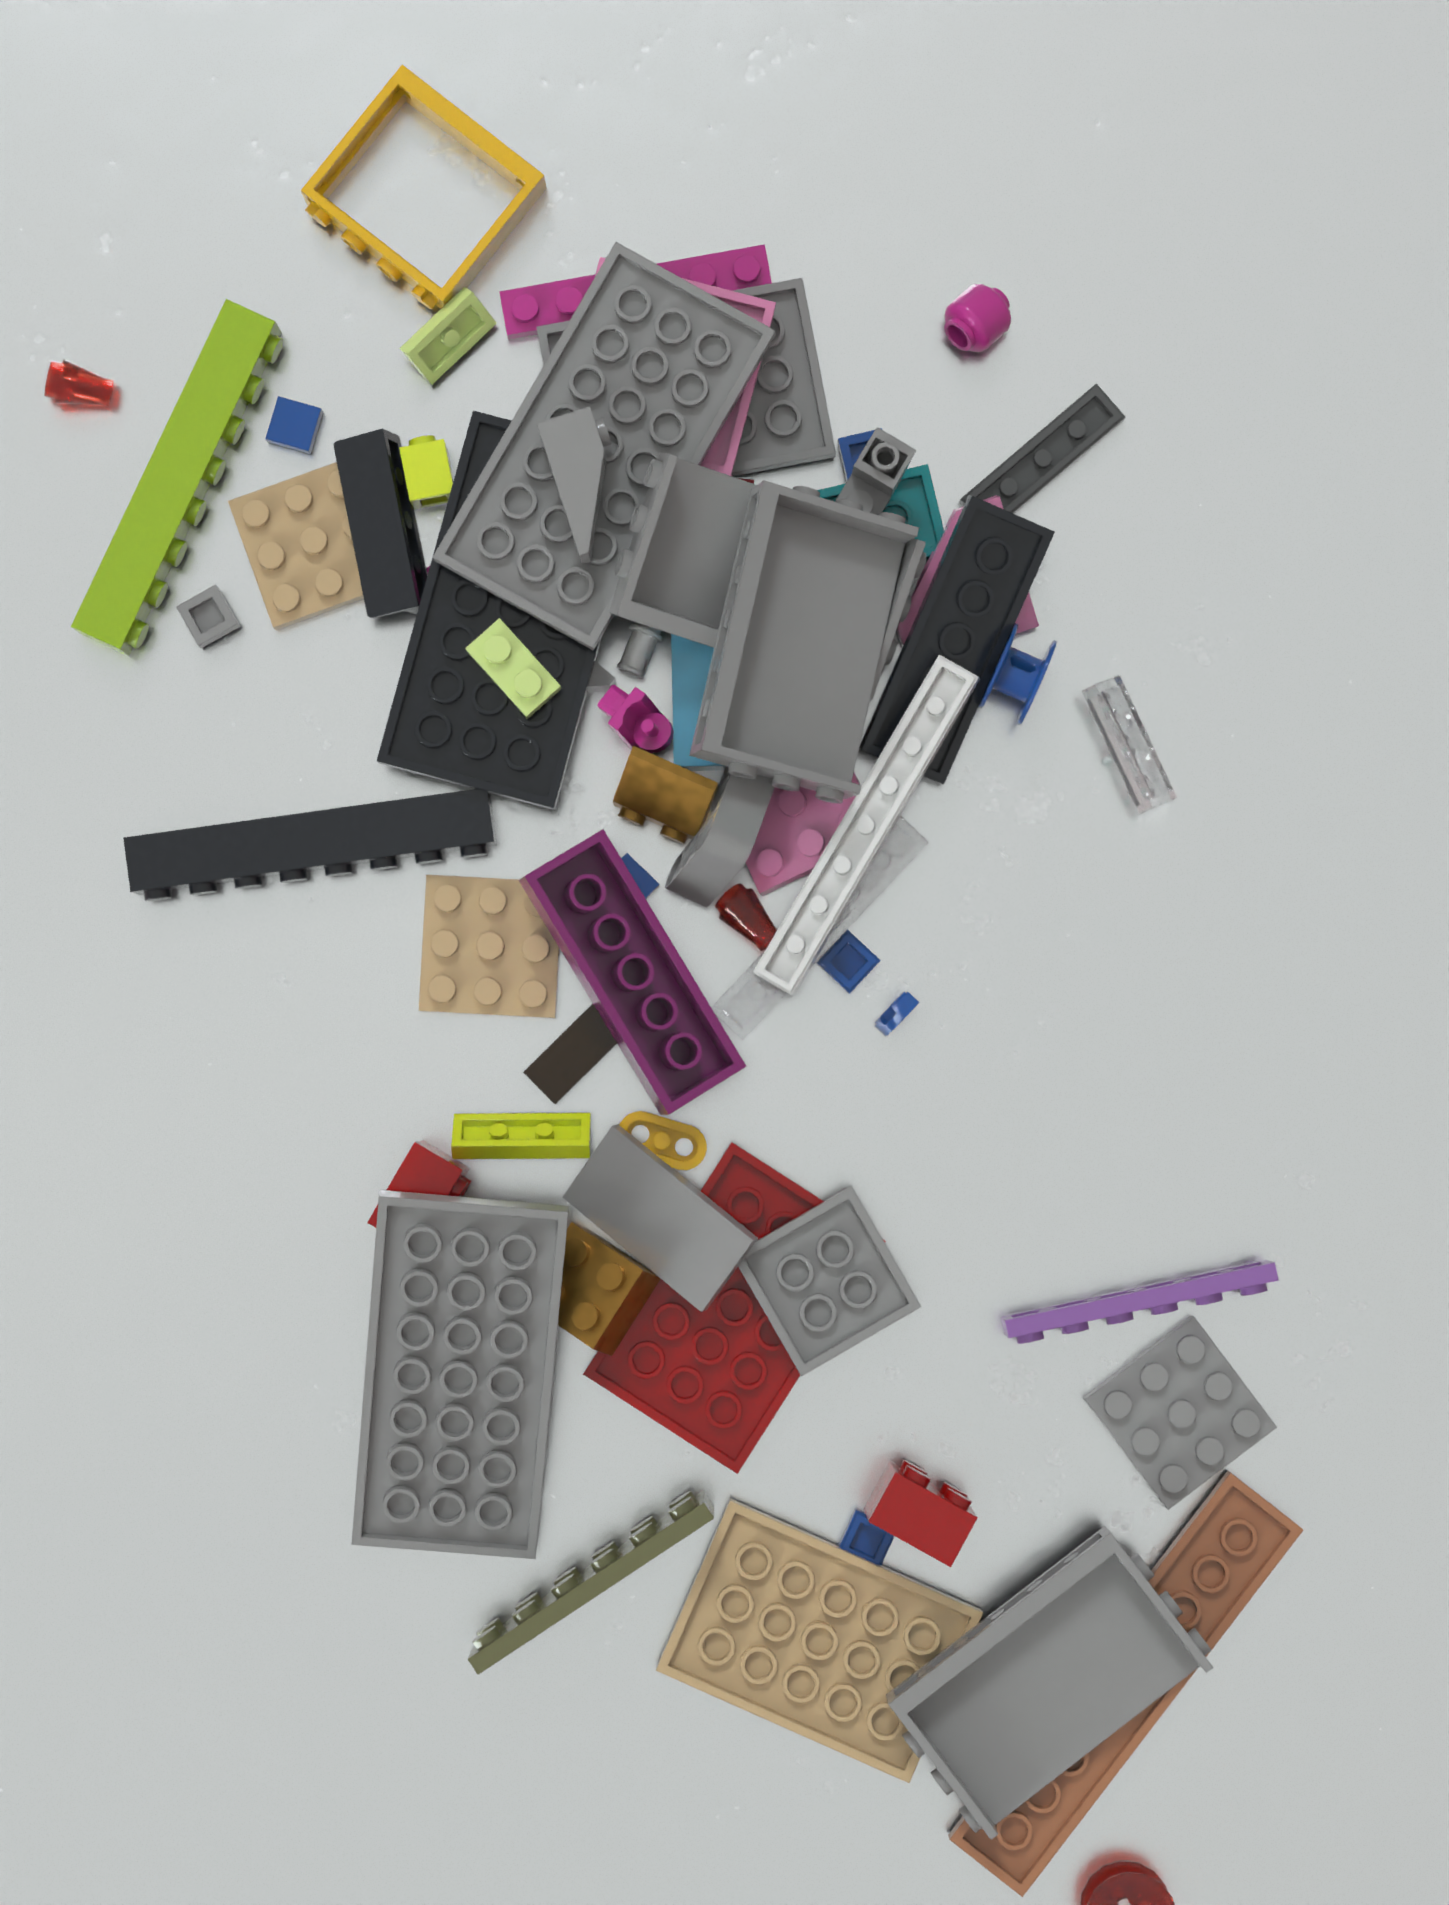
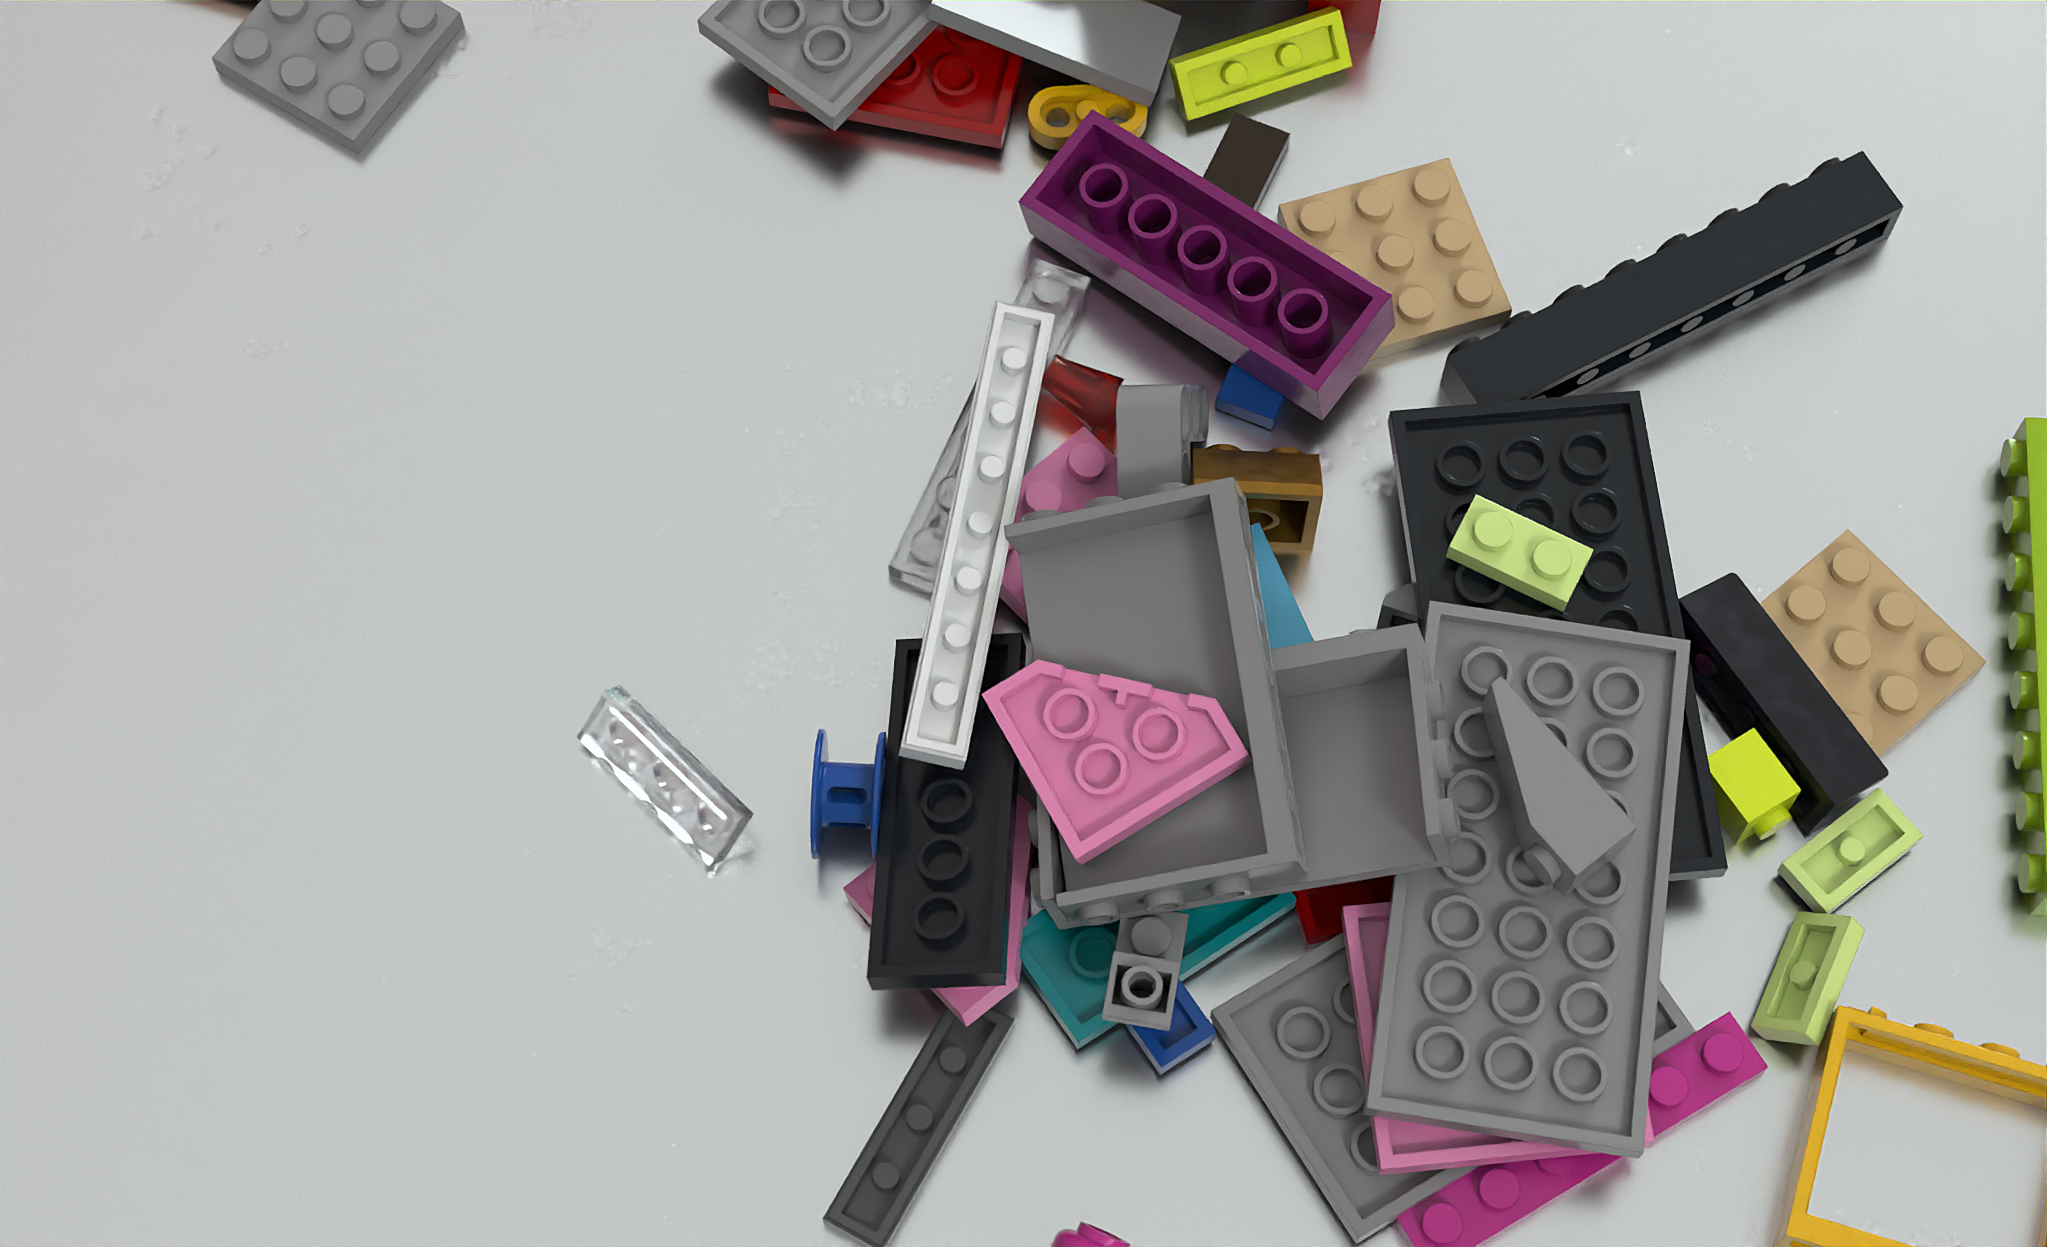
camera: 165 degrees right, 20 degrees down
(208, 616) = (1936, 512): light grey plate -> none
(294, 425) = (1951, 793): blue tile -> none
(381, 406) = (1850, 853): none -> yellowish green plate
(636, 719) = (1331, 563): dark pink hips -> none
(845, 618) = (1111, 749): none -> bright pink plate
(848, 961) = (935, 395): blue tile -> none
(896, 1013) = (850, 356): blue tile -> none
(1159, 1297) = (428, 135): medium lavender plate -> none

